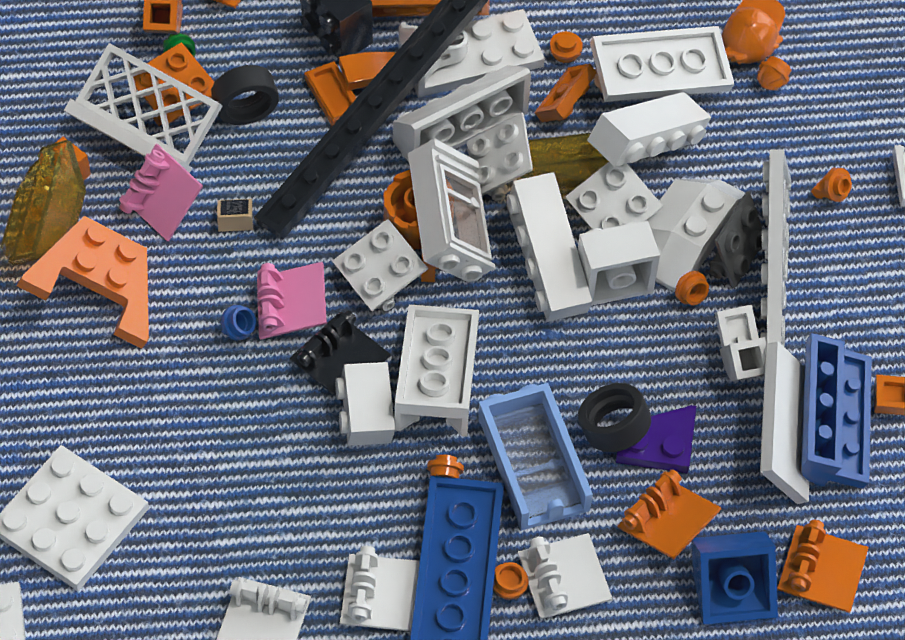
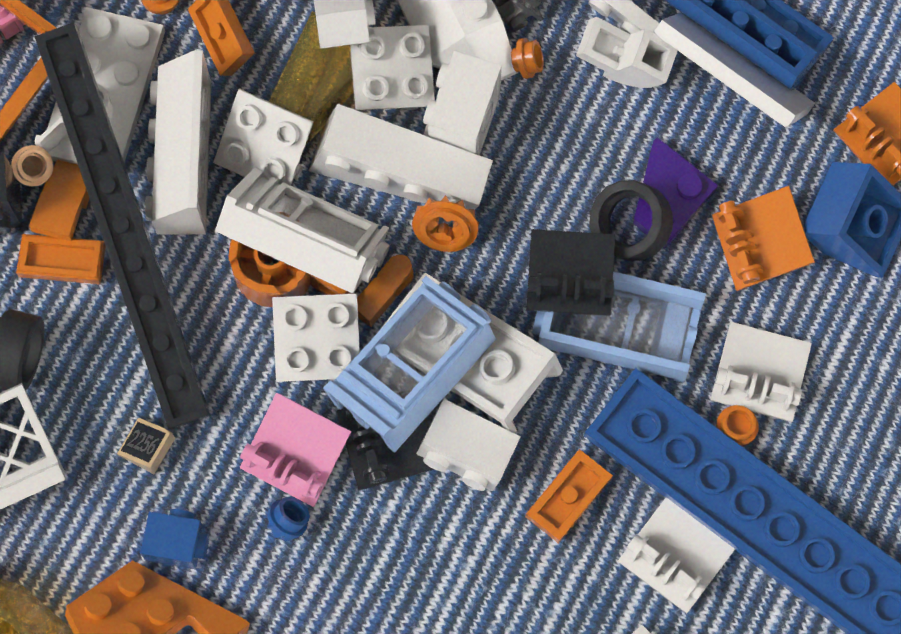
camera: 55 degrees left, 15 degrees up
(161, 192) = (79, 508): bright pink hinge -> none
(177, 262) = (174, 539): none -> blue brick
(375, 493) = (569, 496): none -> orange plate
(383, 36) = (32, 165): none -> light nougat plate
(398, 326) = (412, 362): none -> light blue door
(445, 466) = (583, 413): orange plate -> none
(449, 293) = (382, 290): none -> orange bar
(518, 312) = (441, 236): none -> orange gear
(540, 392) = (571, 272): none -> black hinge

